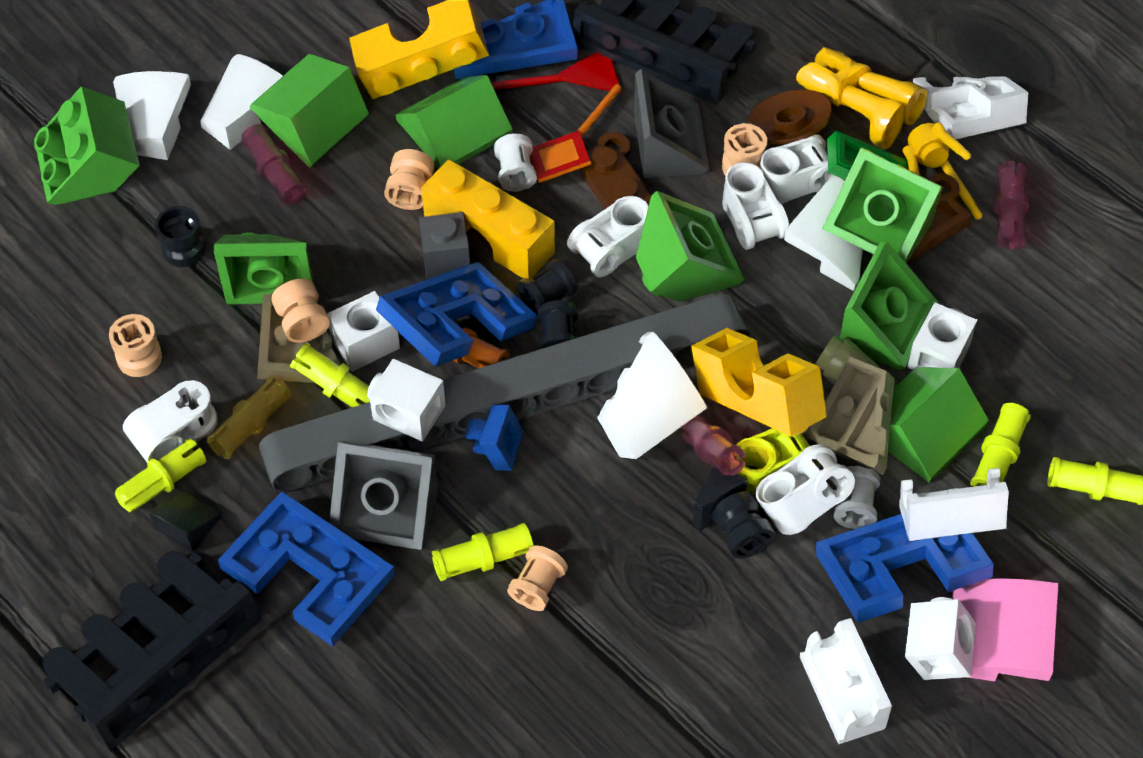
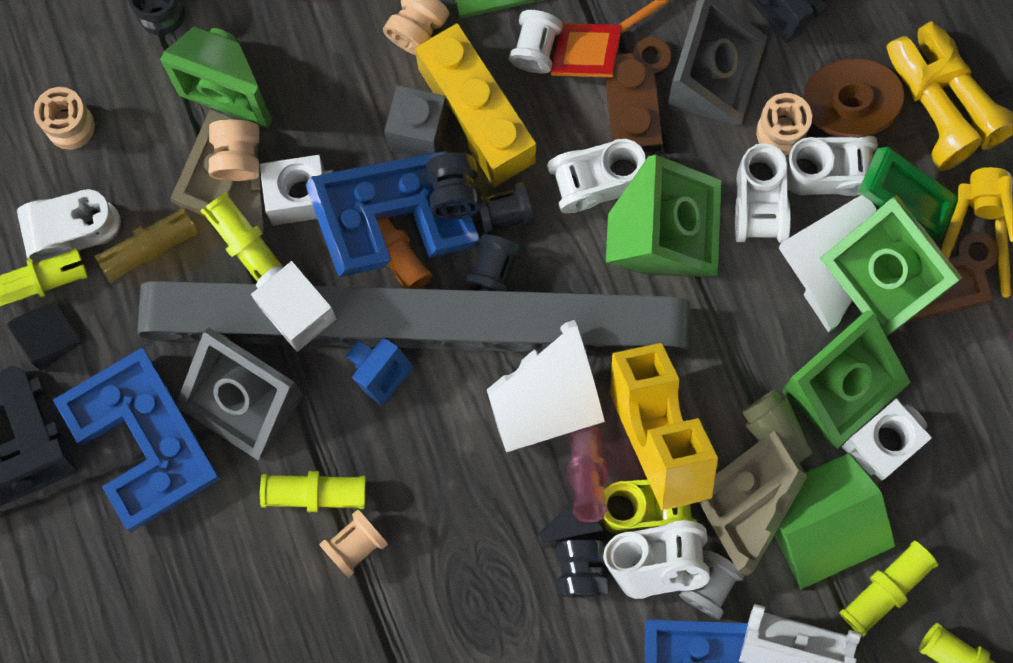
camera: 25 degrees right, 20 degrees up
(501, 276) = (453, 186): none -> black wheel

